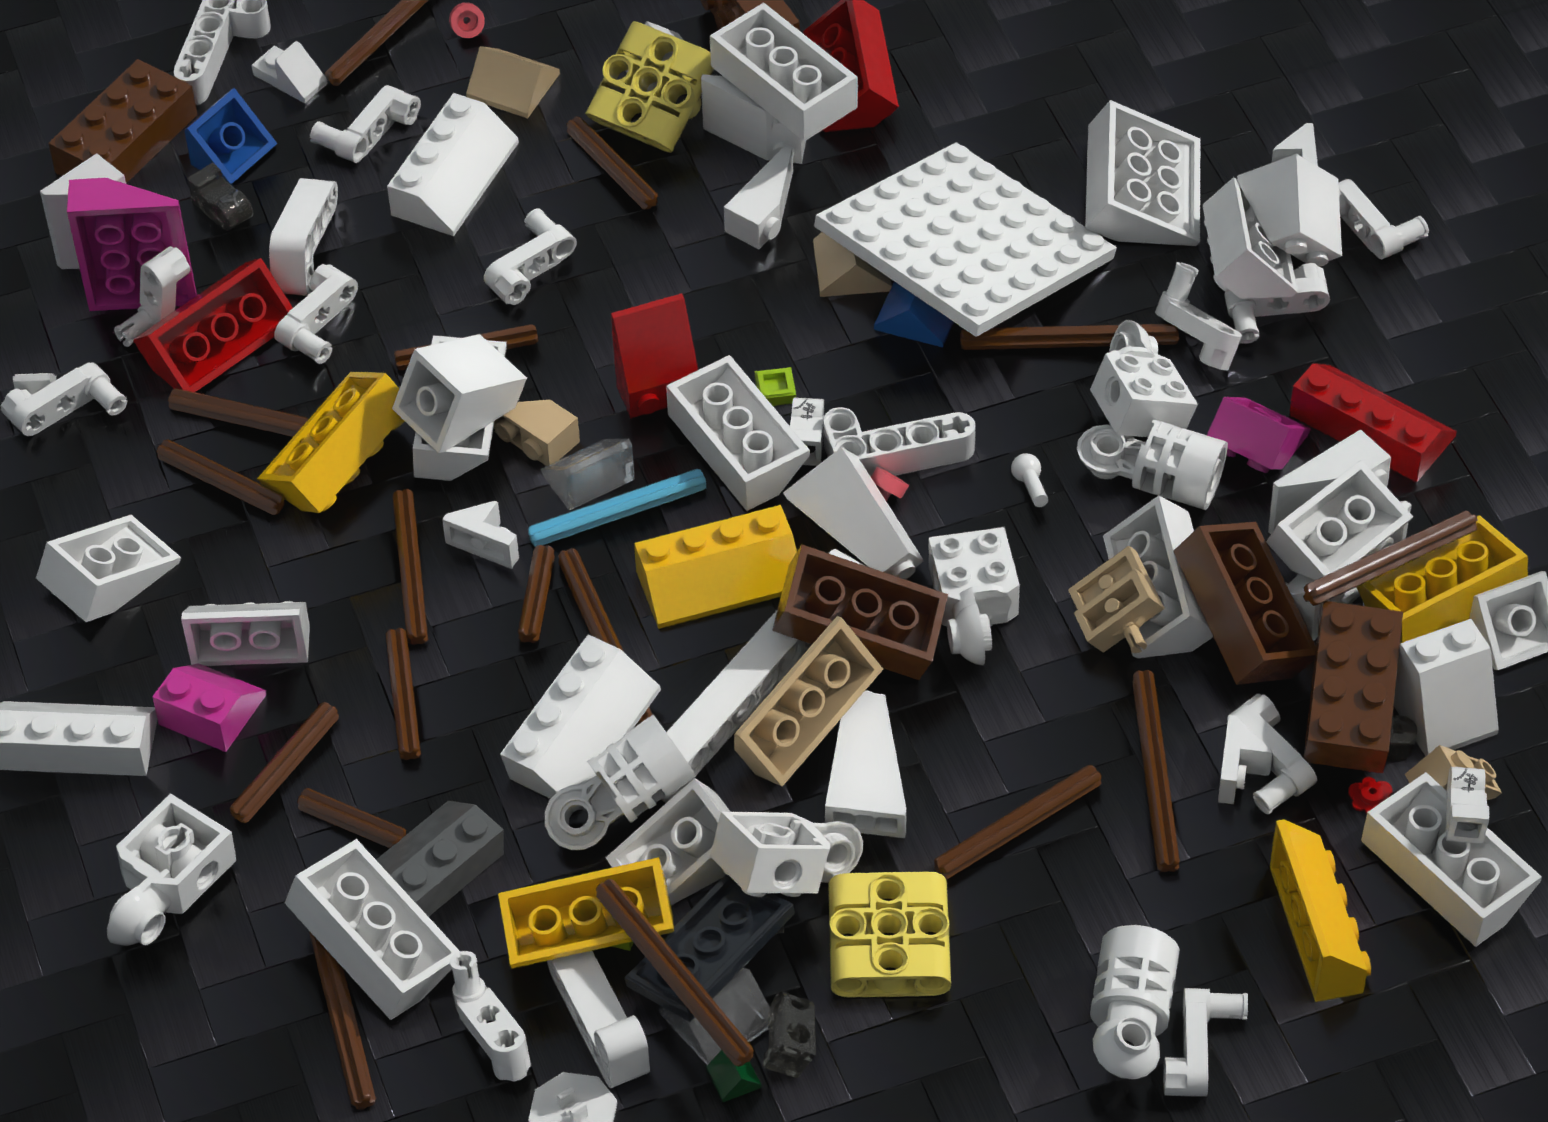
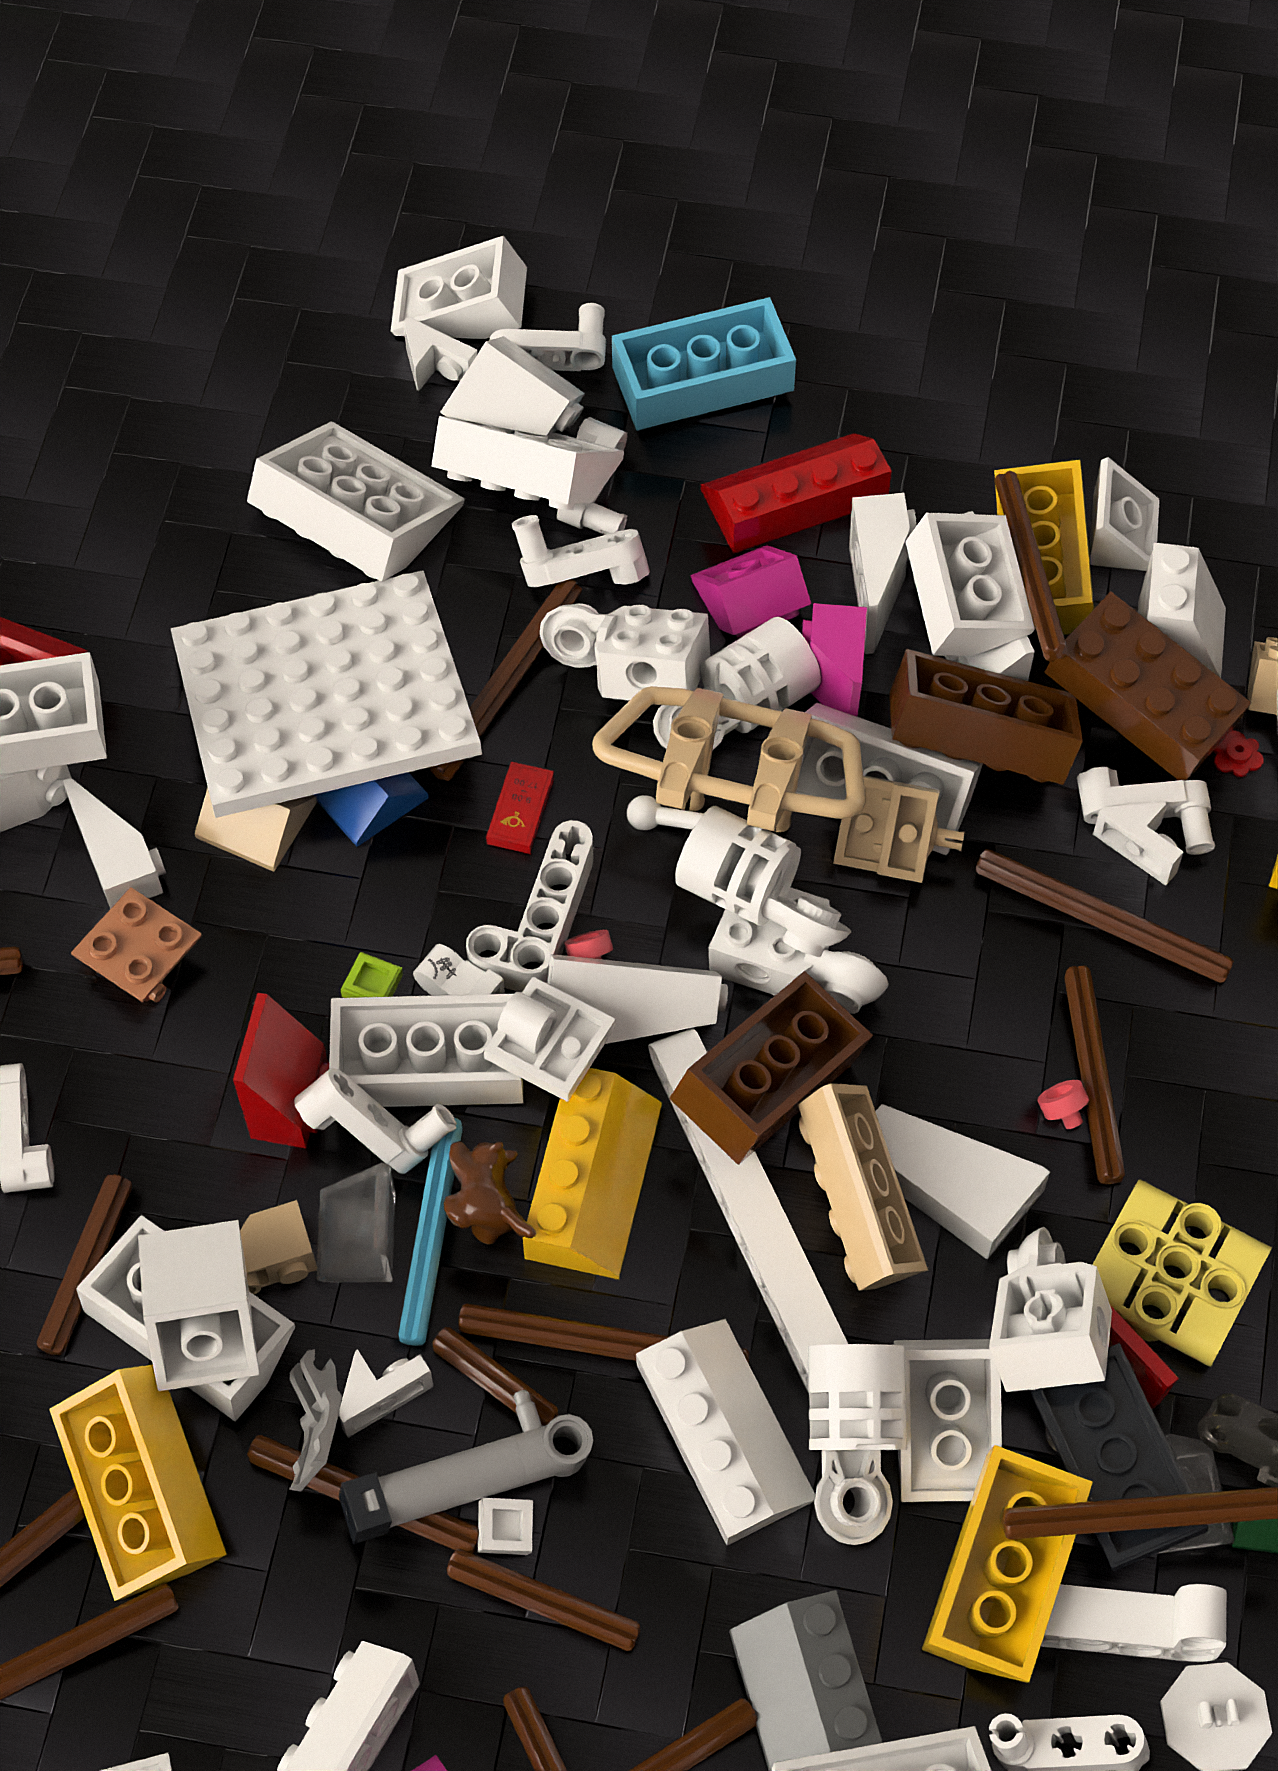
camera: 60 degrees left, 10 degrees up
(397, 562) = (377, 1503): none -> light grey piece
(421, 513) = (322, 1406): none -> light grey arm
(436, 646) = (505, 1526): none -> white plate
(655, 512) = (483, 1194): none -> reddish brown animal
(659, 446) = (341, 1099): none -> white beam
(700, 249) = (137, 945): none -> nougat hinge
(782, 473) = (549, 1038): none -> white plate
(801, 935) = (1151, 1372): none -> red tile
(973, 395) = (520, 807): none -> red tile
(976, 811) = (1064, 1102): none -> coral tile
(985, 518) = (750, 876): none -> white cylinder
(1074, 475) = (691, 747): none -> tan piece
(1235, 492) = (838, 644): none -> dark pink slope
(1371, 149) = (464, 291): none -> white slope
(1427, 306) = (703, 363): none -> medium azure brick

